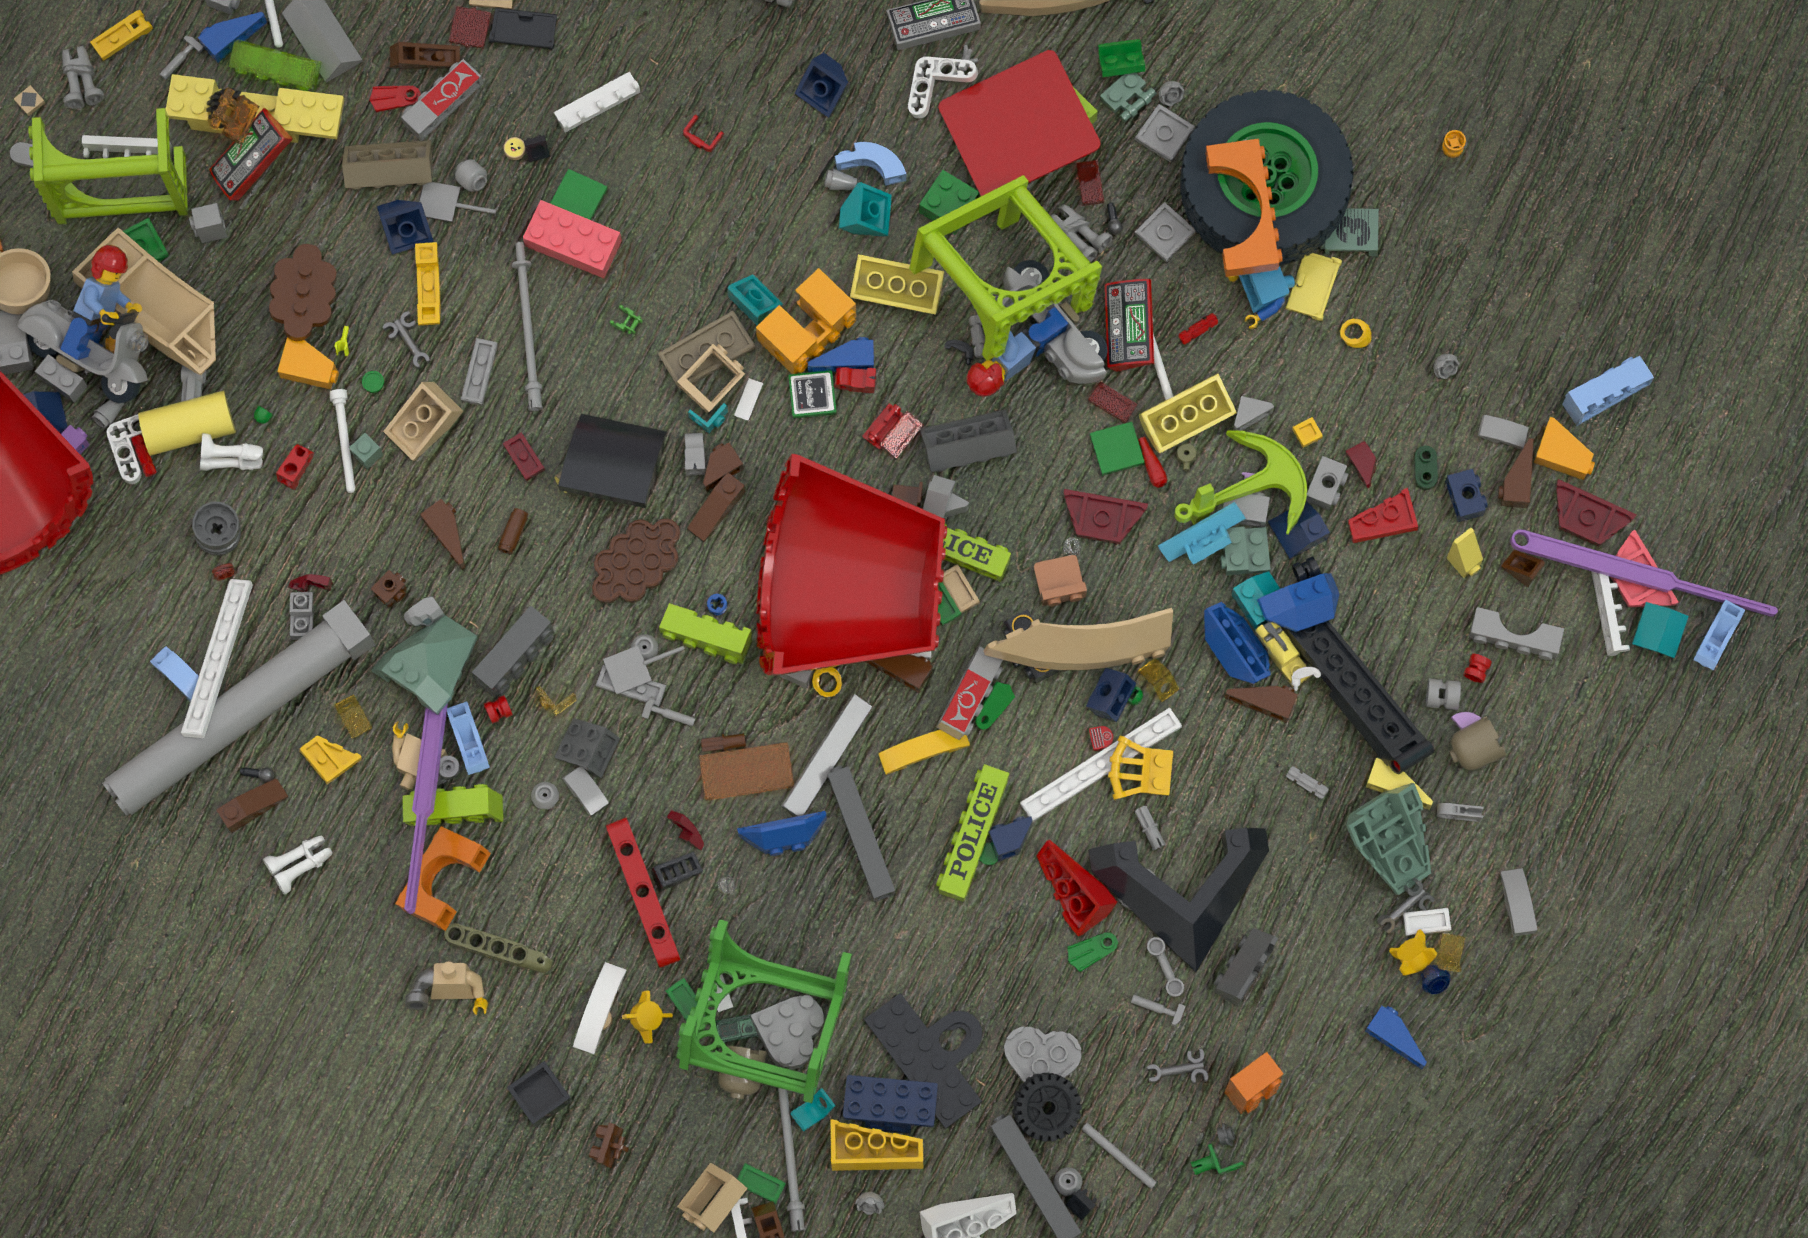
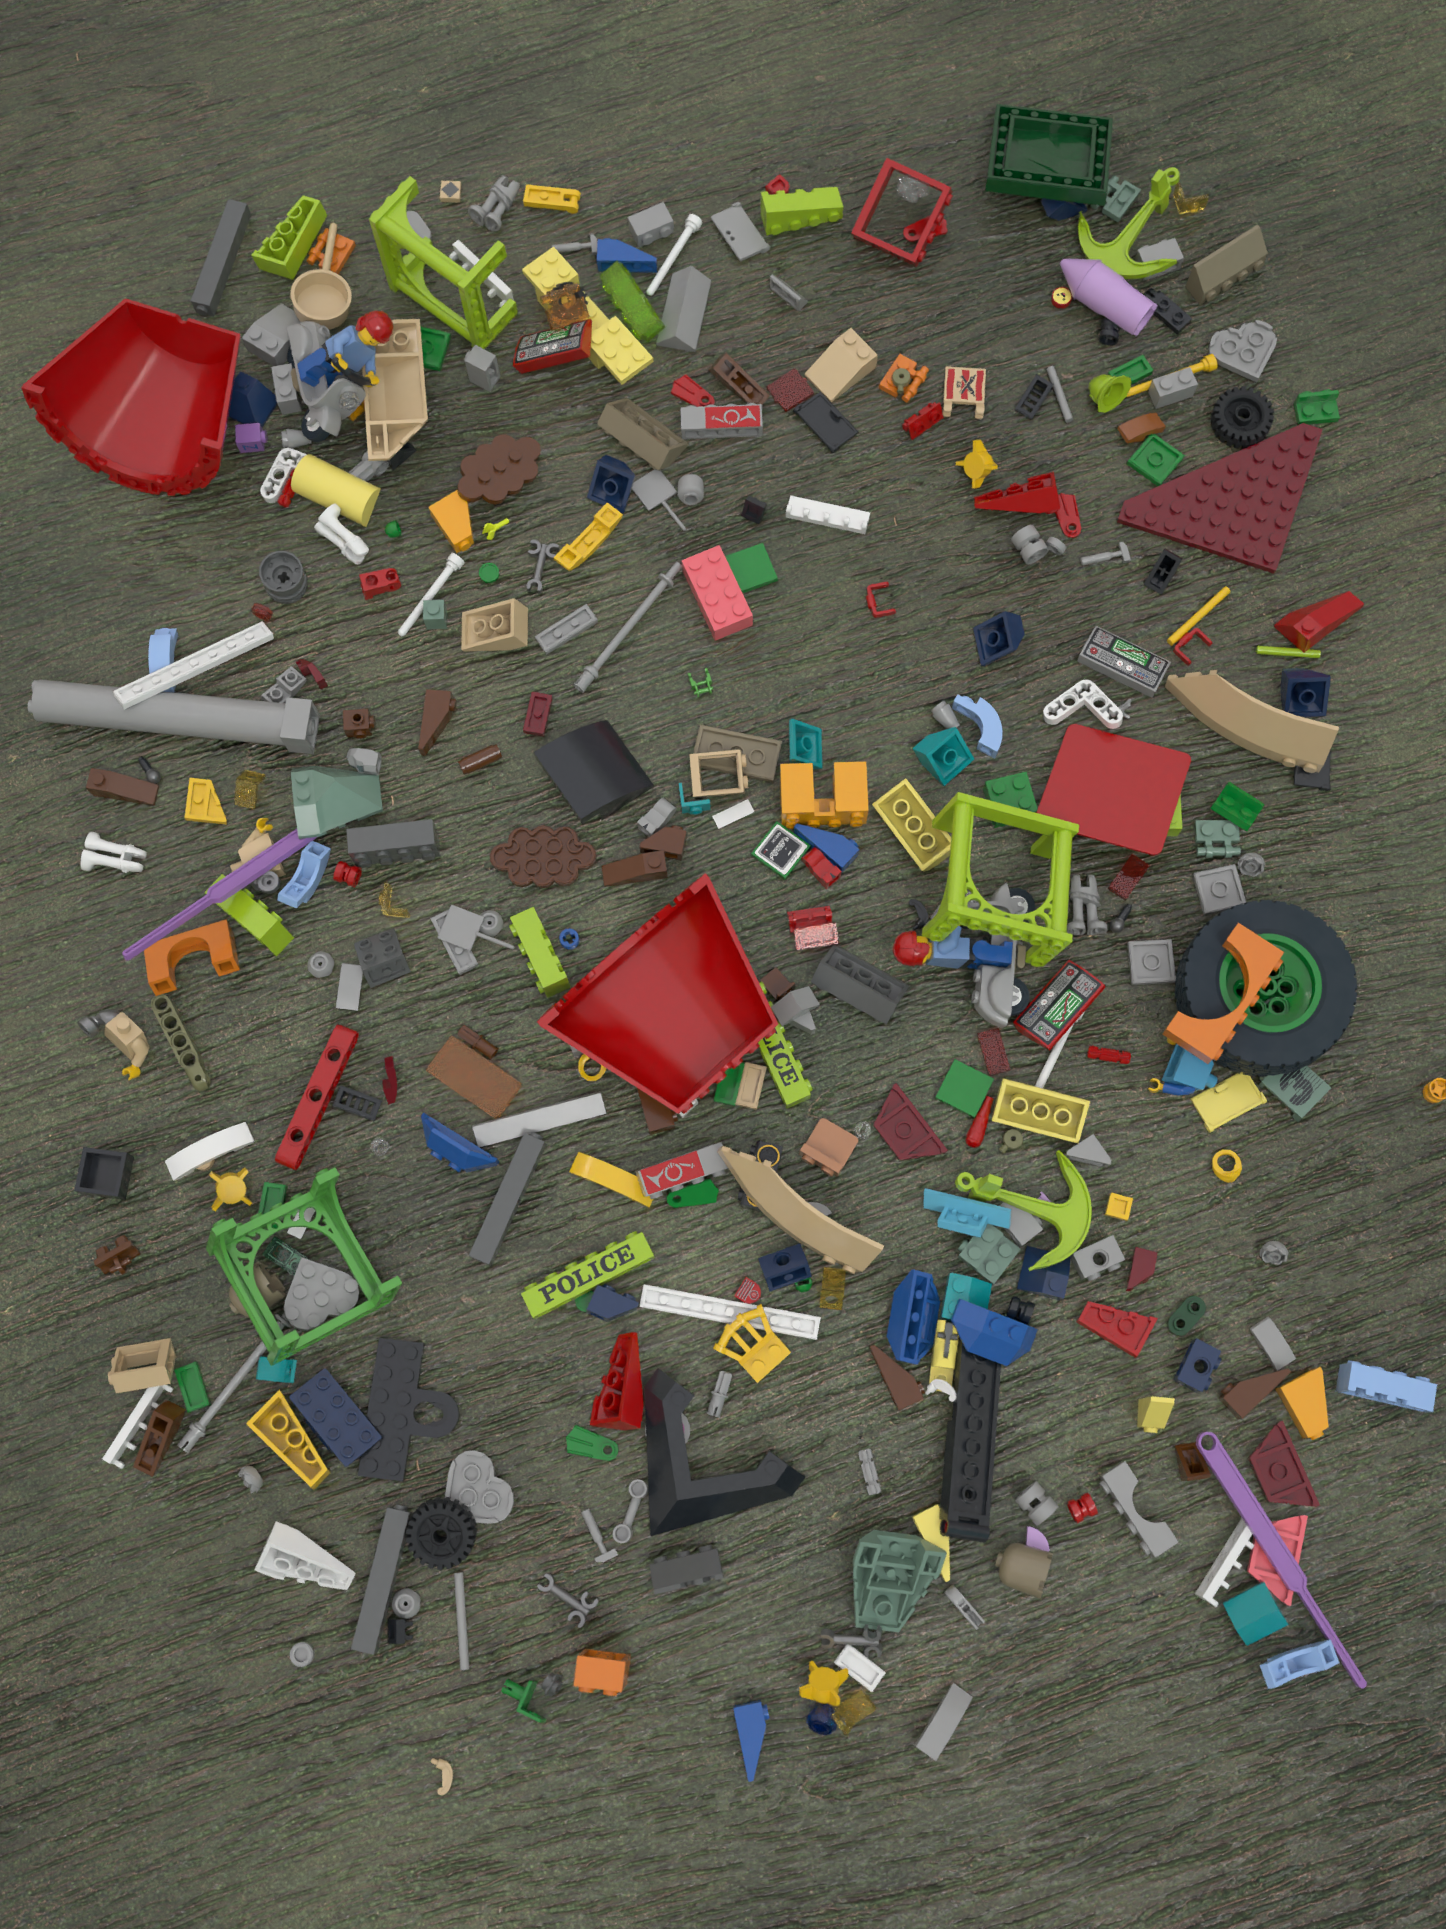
camera: 45 degrees right, 0 degrees up
(514, 148) = (738, 497): light yellow tile -> none
(676, 716) = (450, 968): light grey piece -> none

